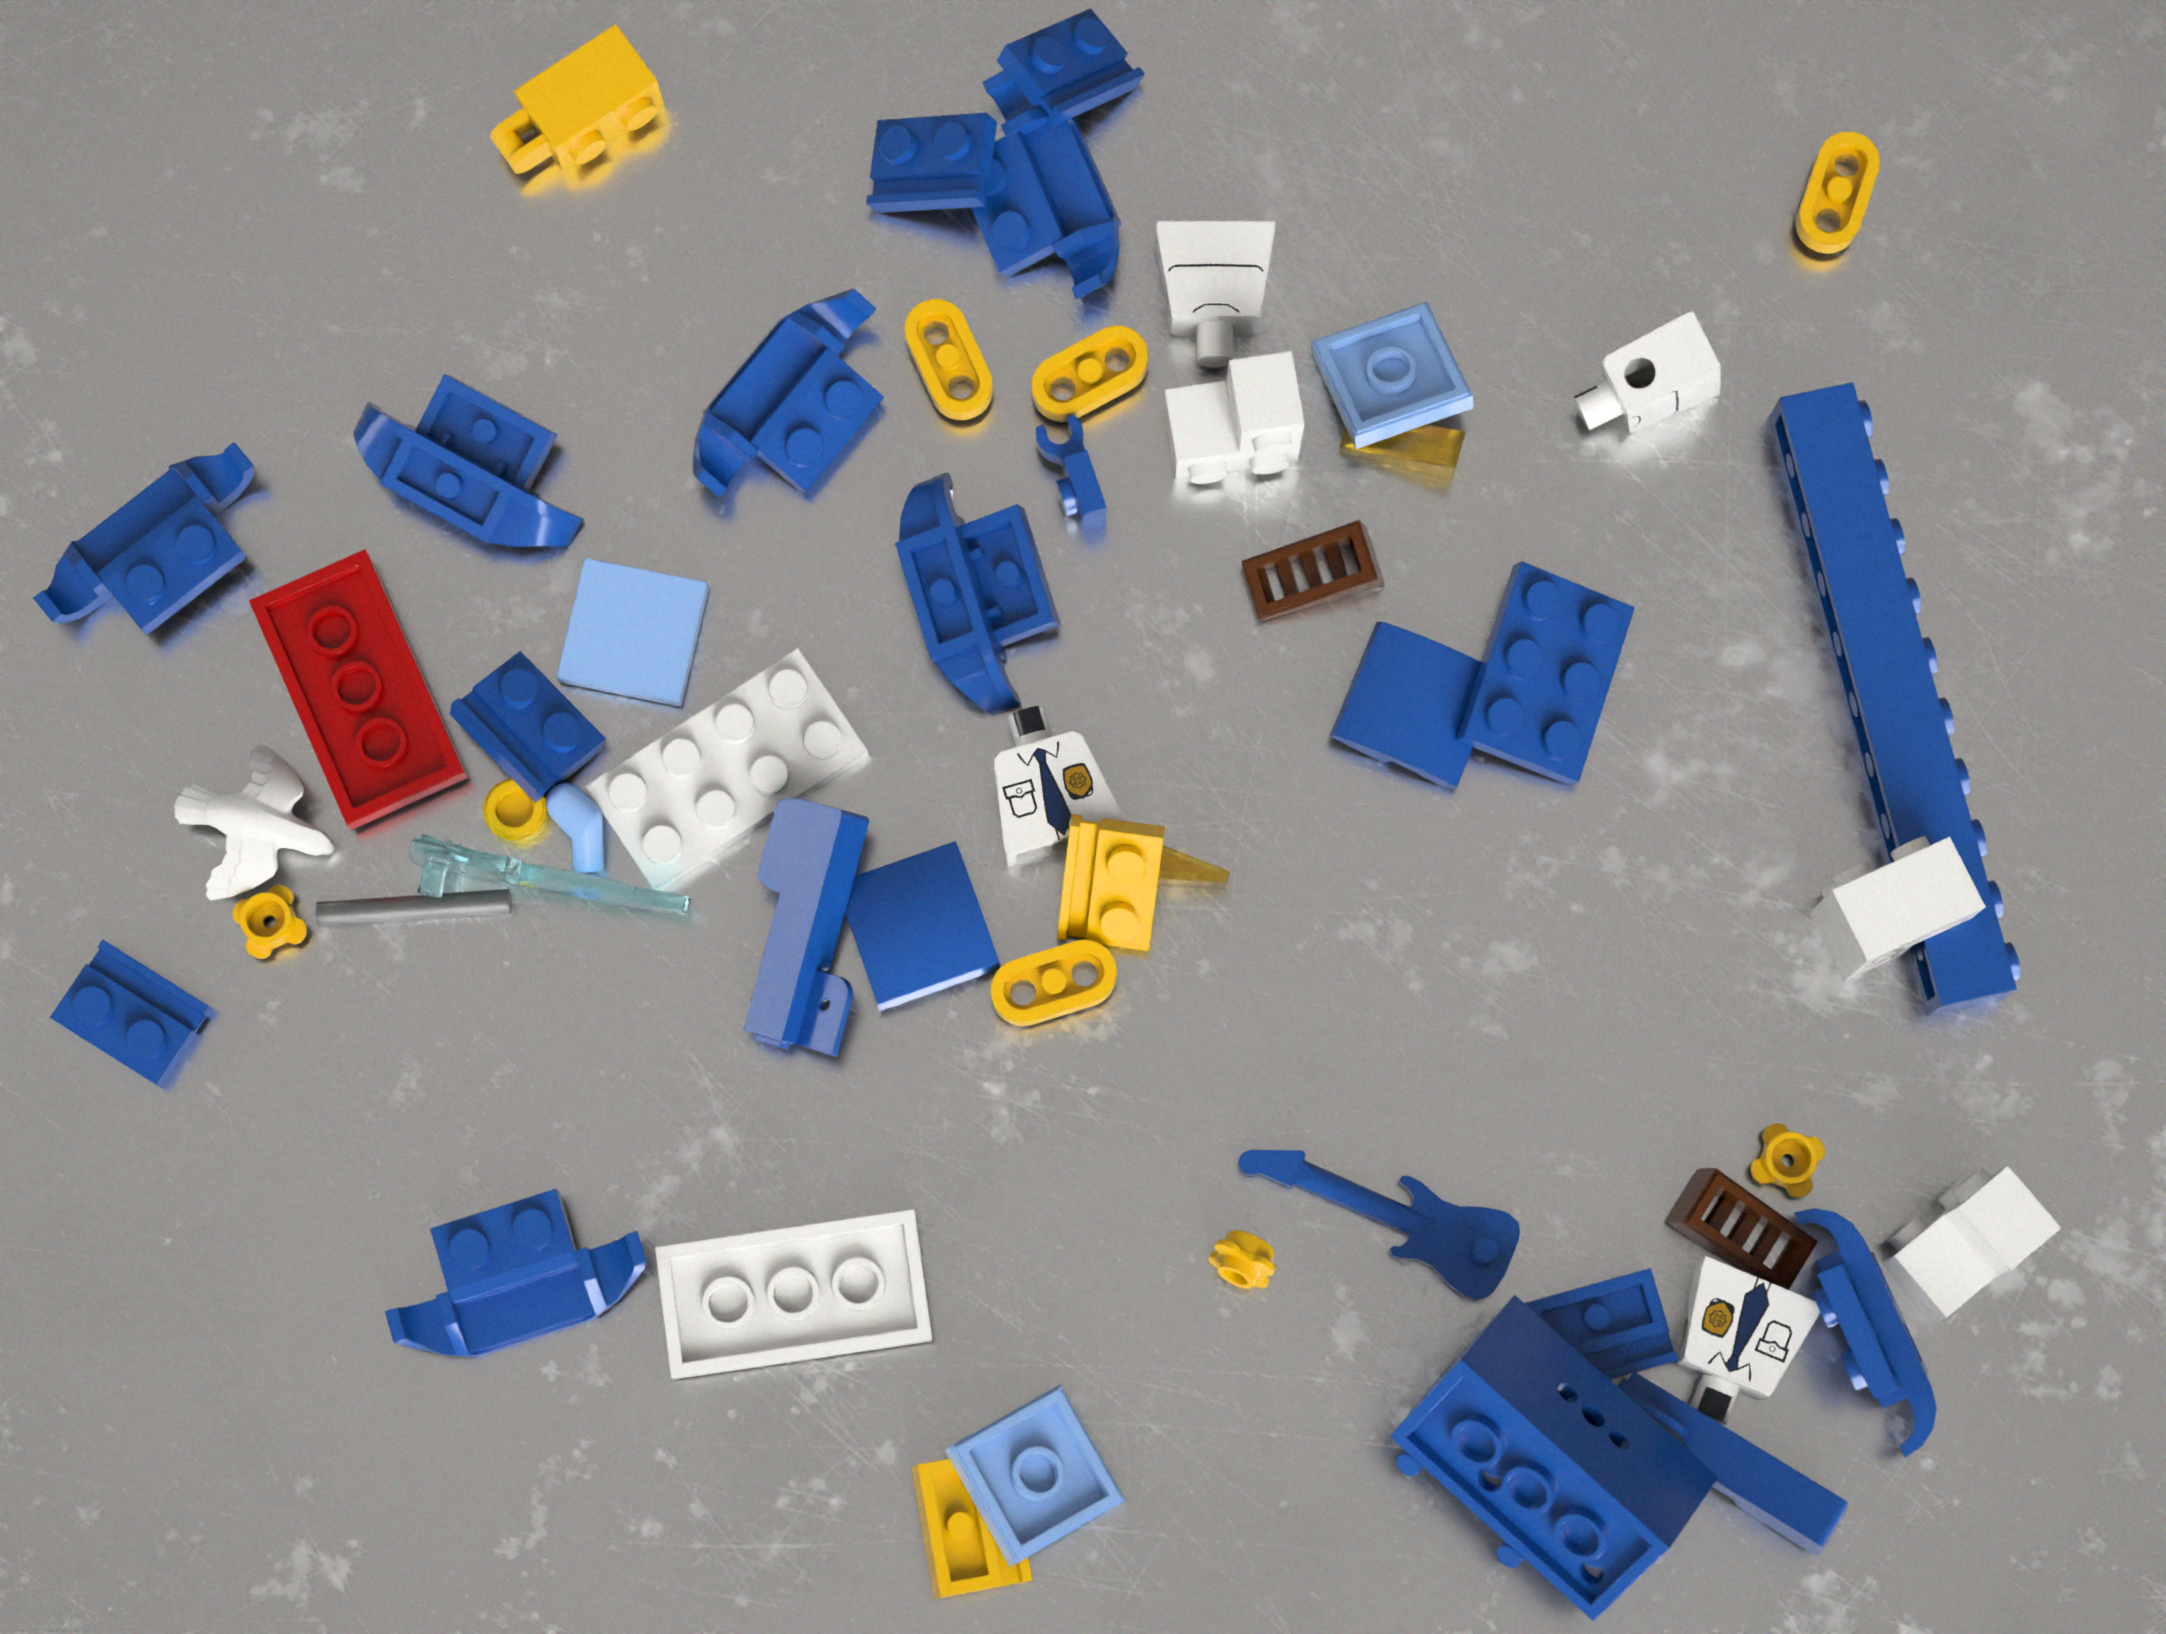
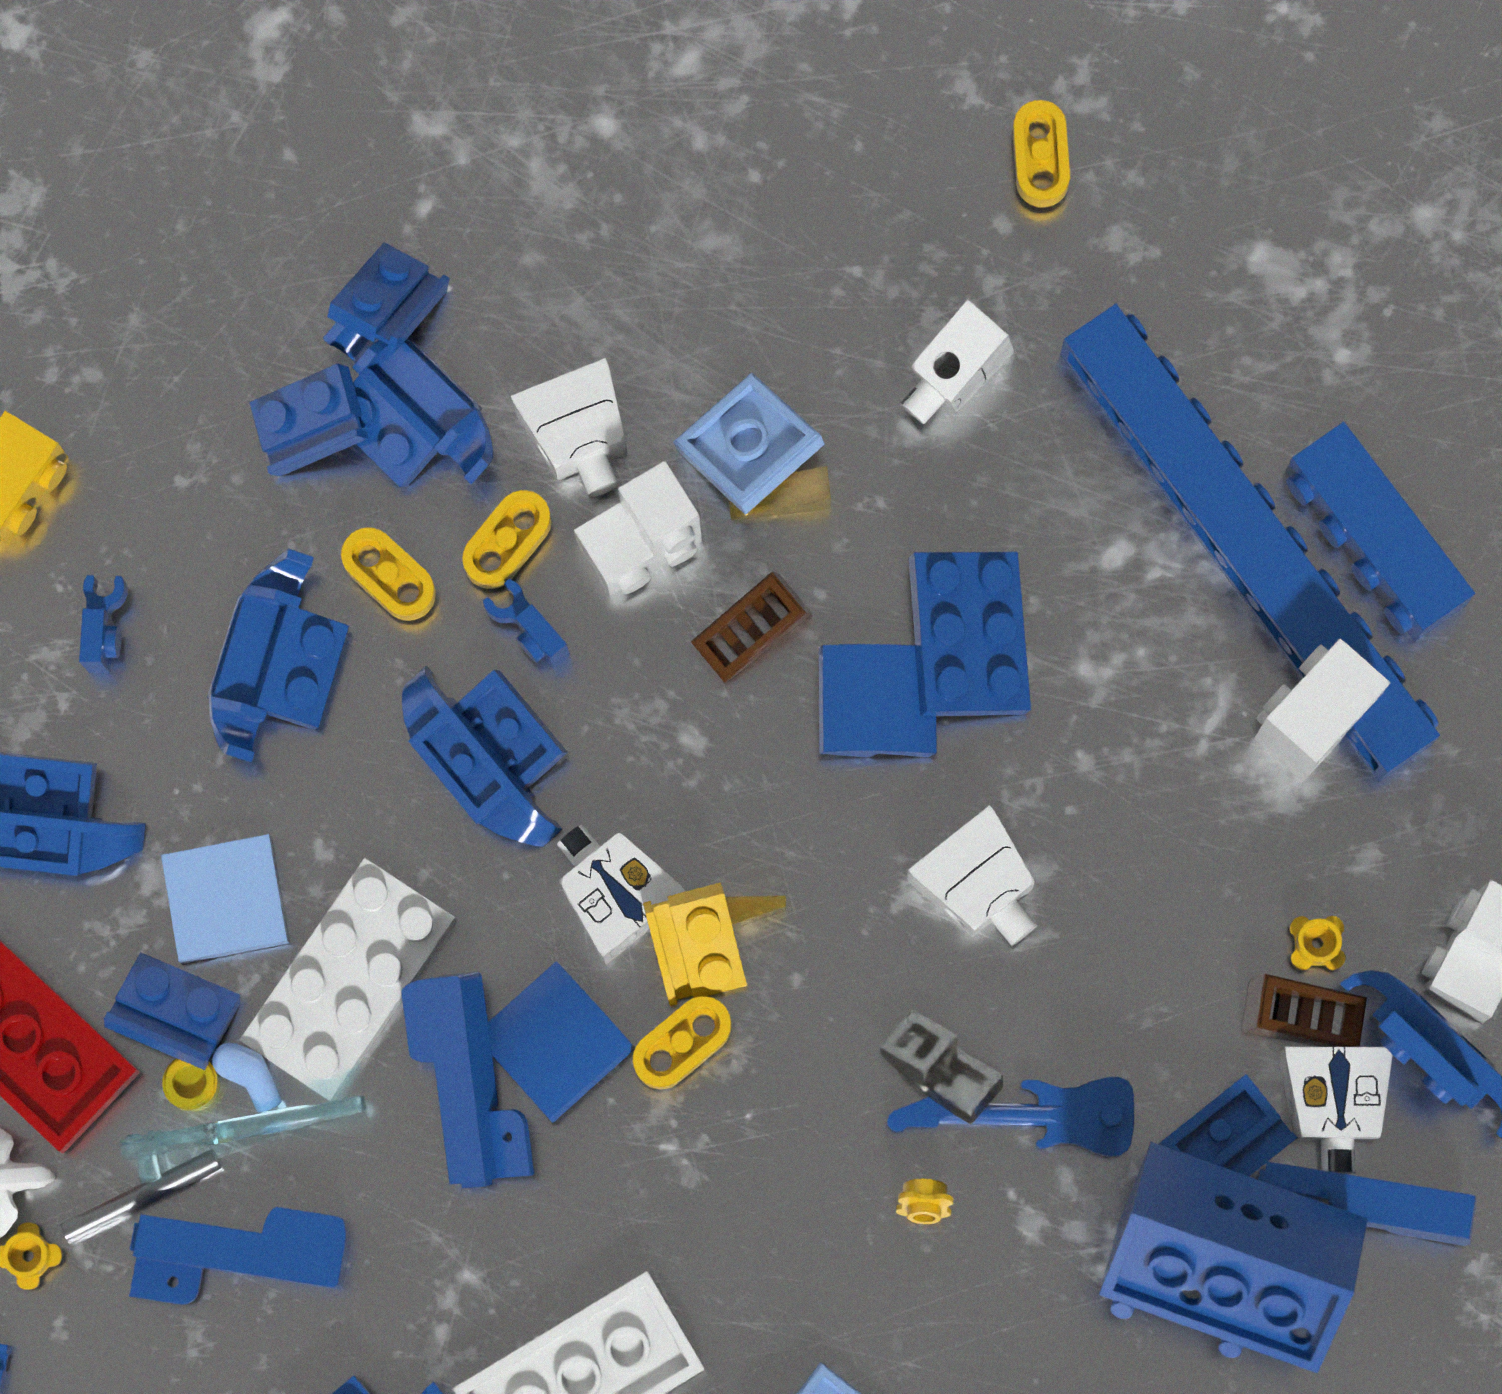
camera: 20 degrees left, 0 degrees up
(545, 1027) = (291, 1248): none -> blue piece
(616, 298) = (99, 635): none -> blue plate
(1317, 1122) = (935, 1065): none -> clear smoke slope
(1445, 938) = (978, 879): none -> white torso
(2038, 745) = (1377, 532): none -> blue brick

